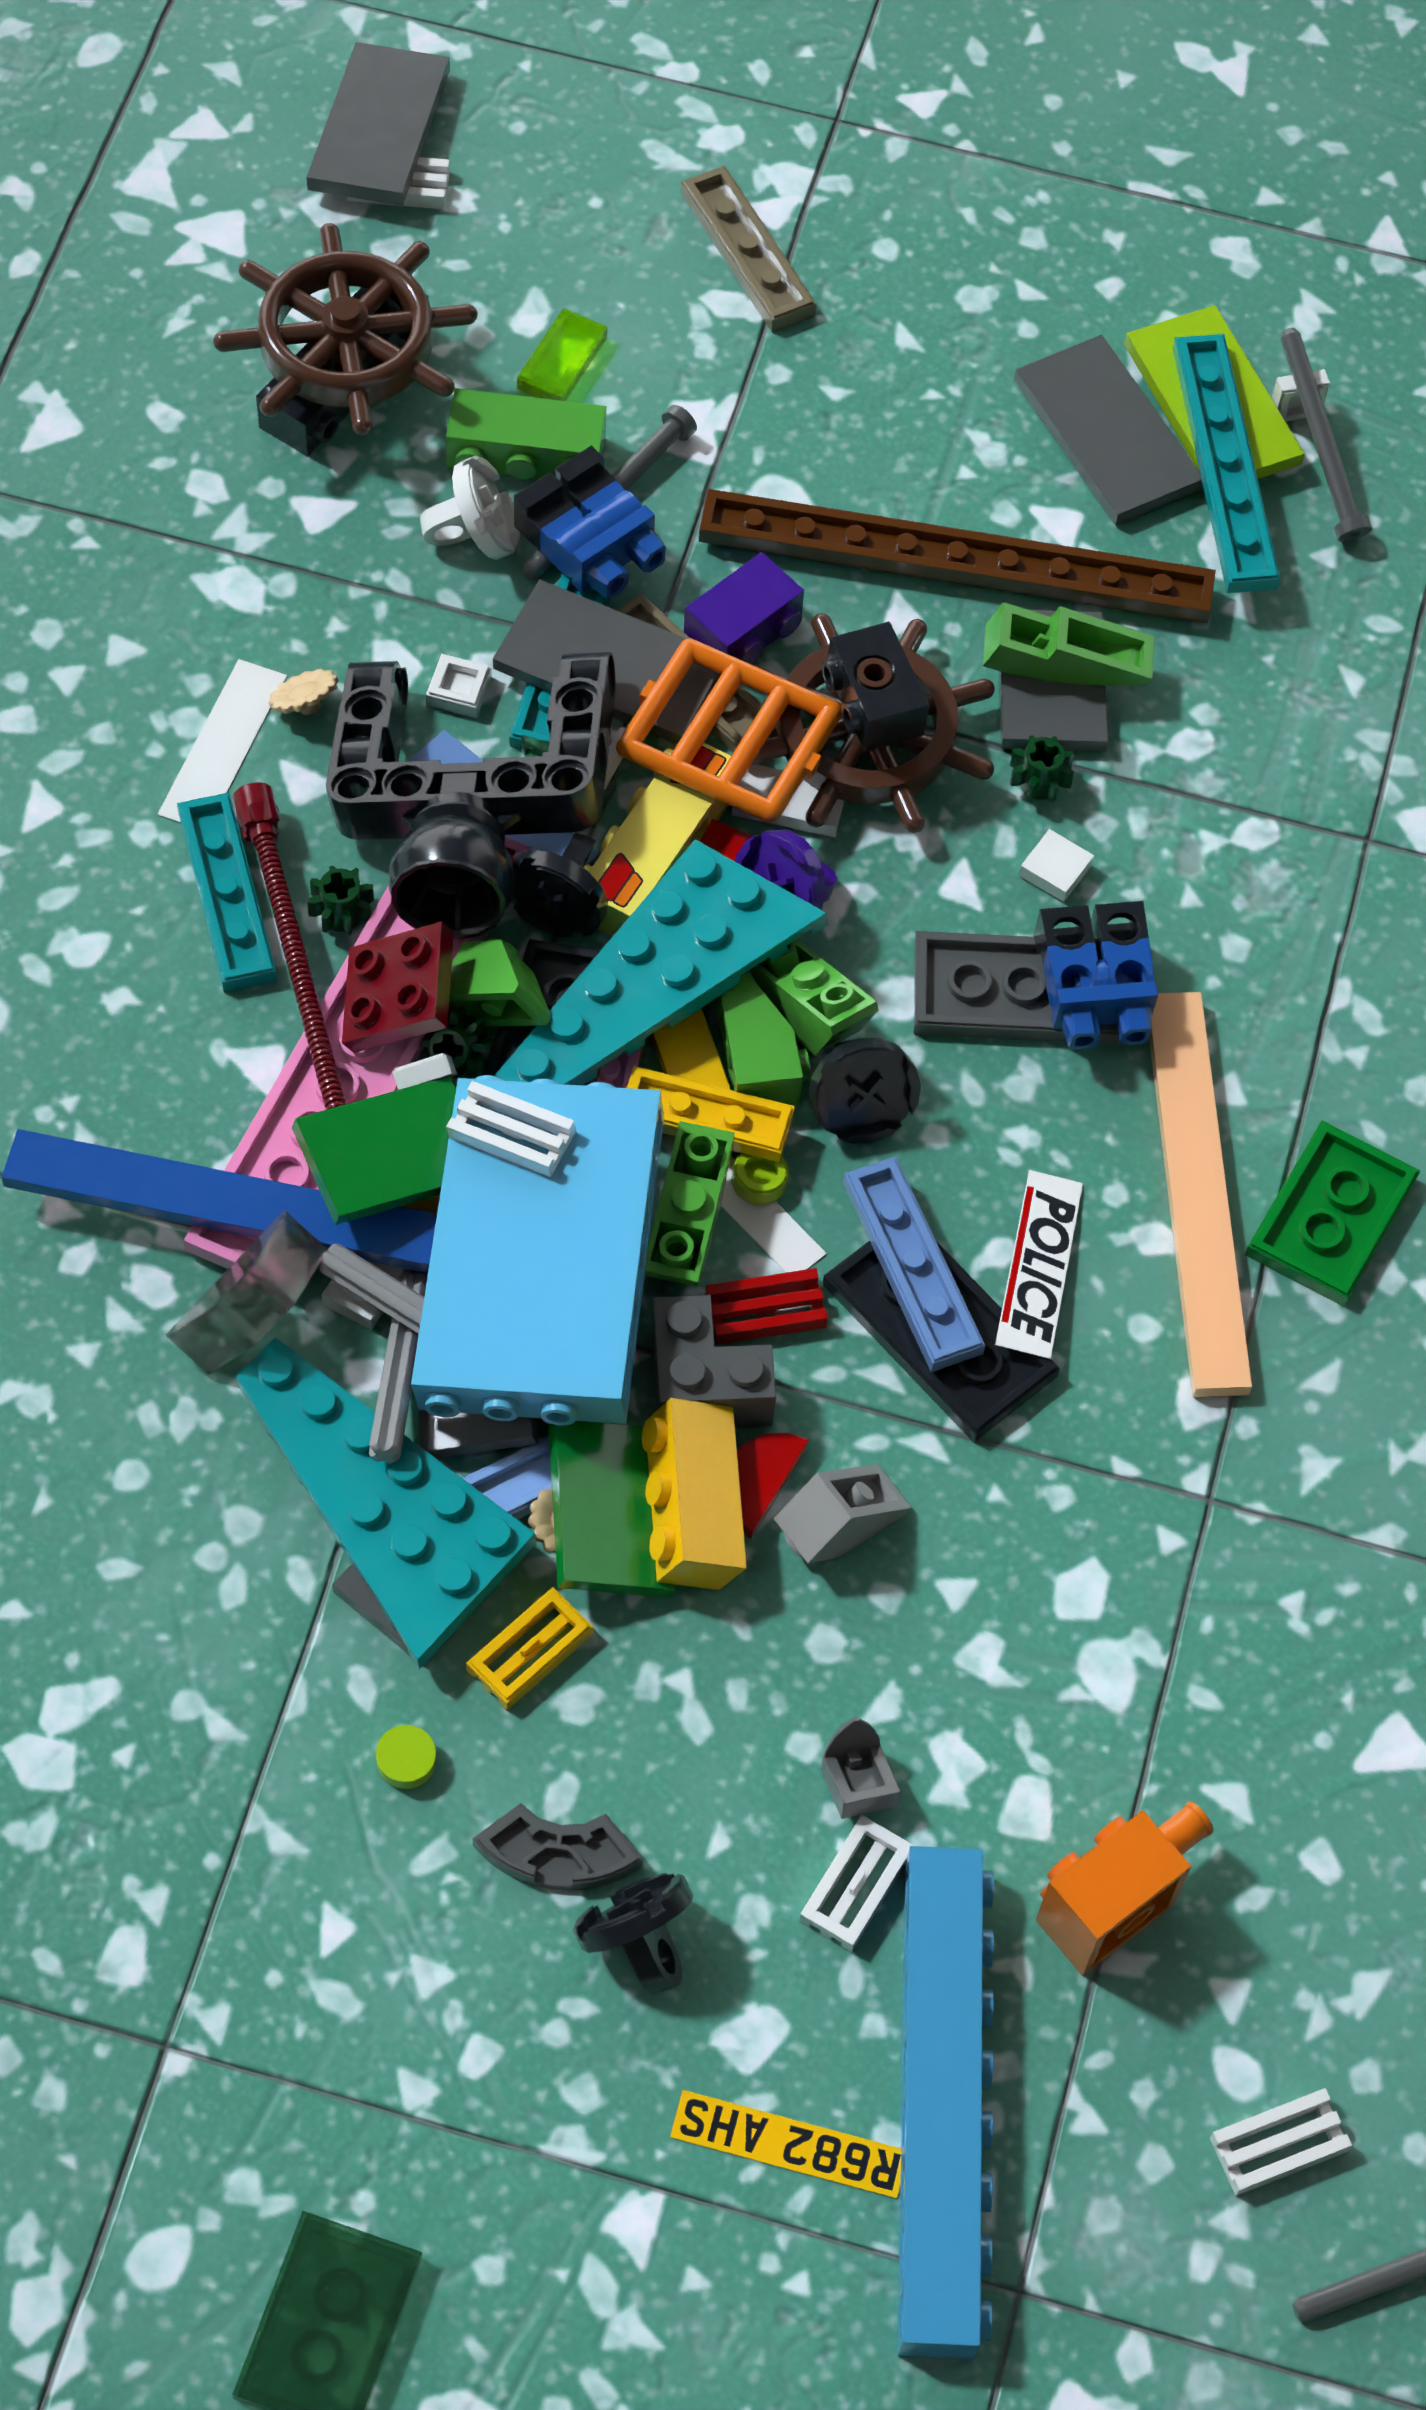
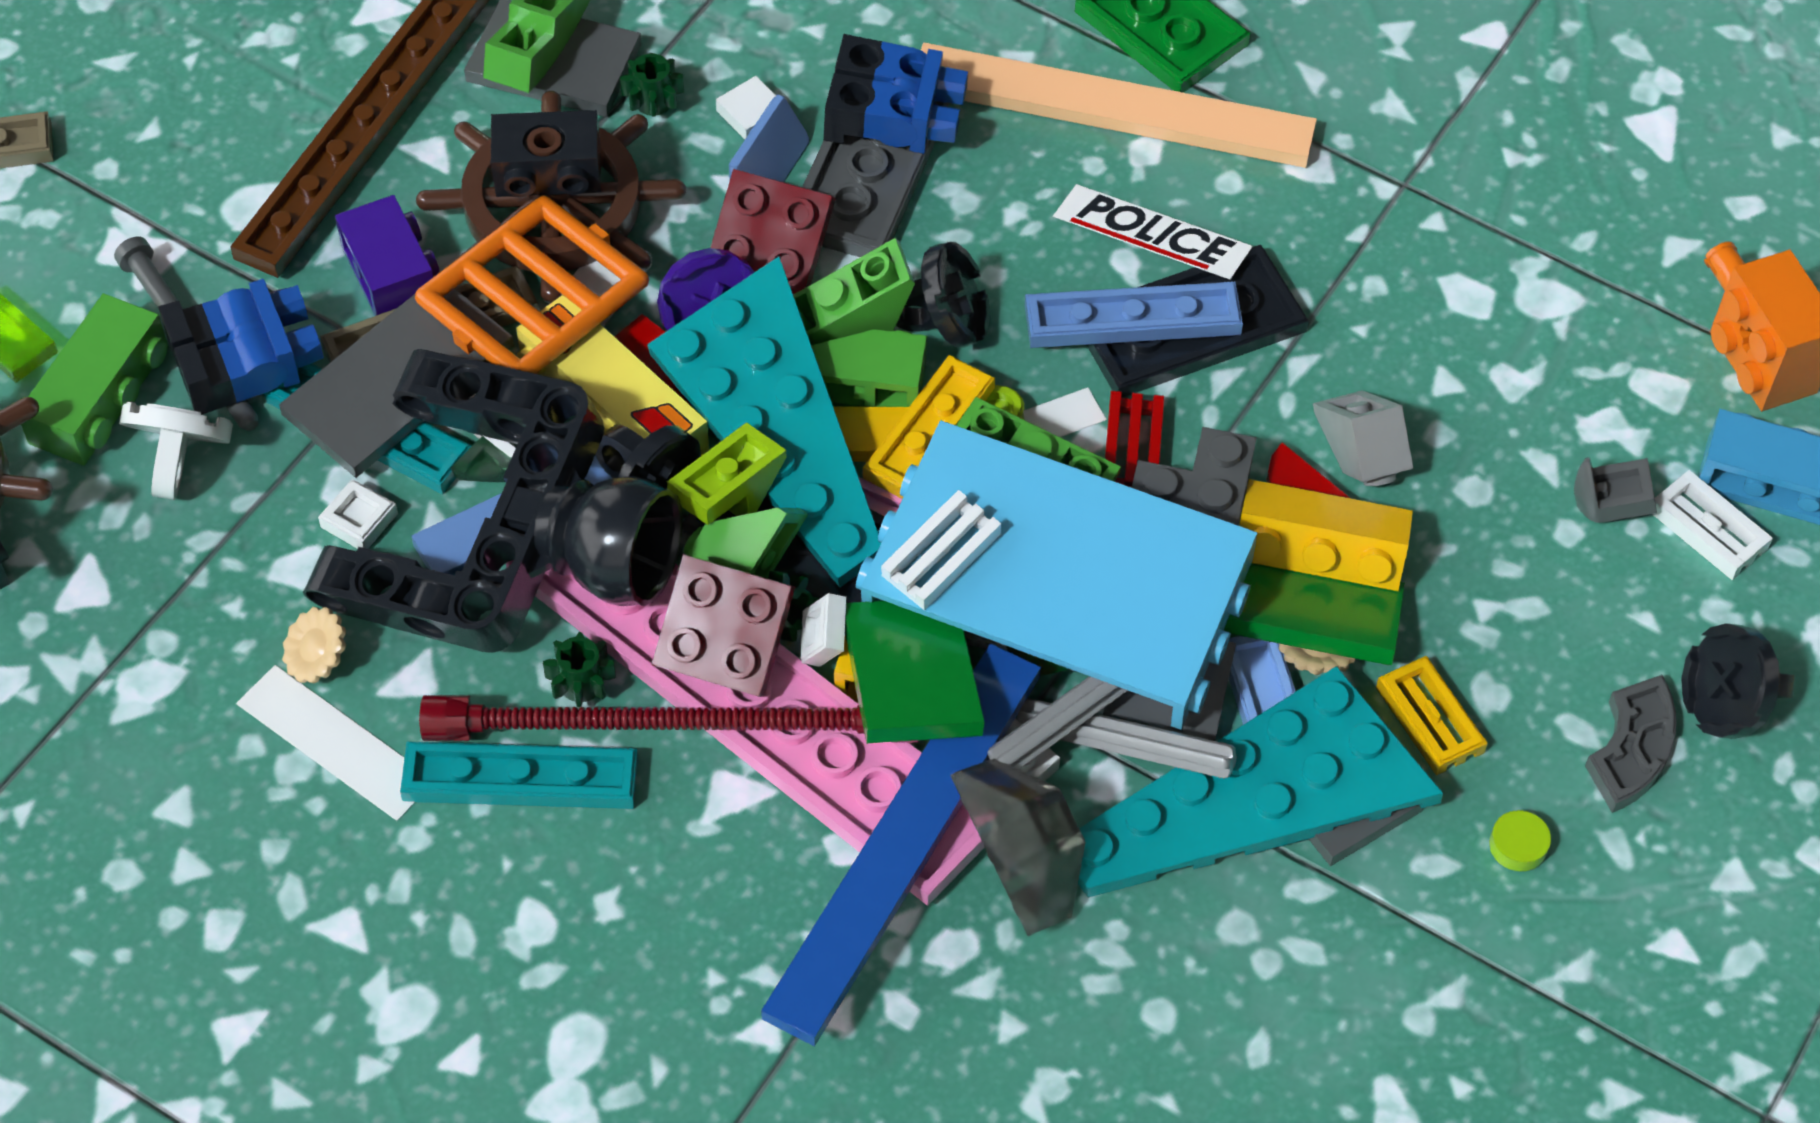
camera: 70 degrees left, 5 degrees down
(565, 944) = (730, 475): none -> lime slope
(888, 915) = (773, 220): none -> dark red plate
(995, 891) = (772, 143): none -> medium blue slope

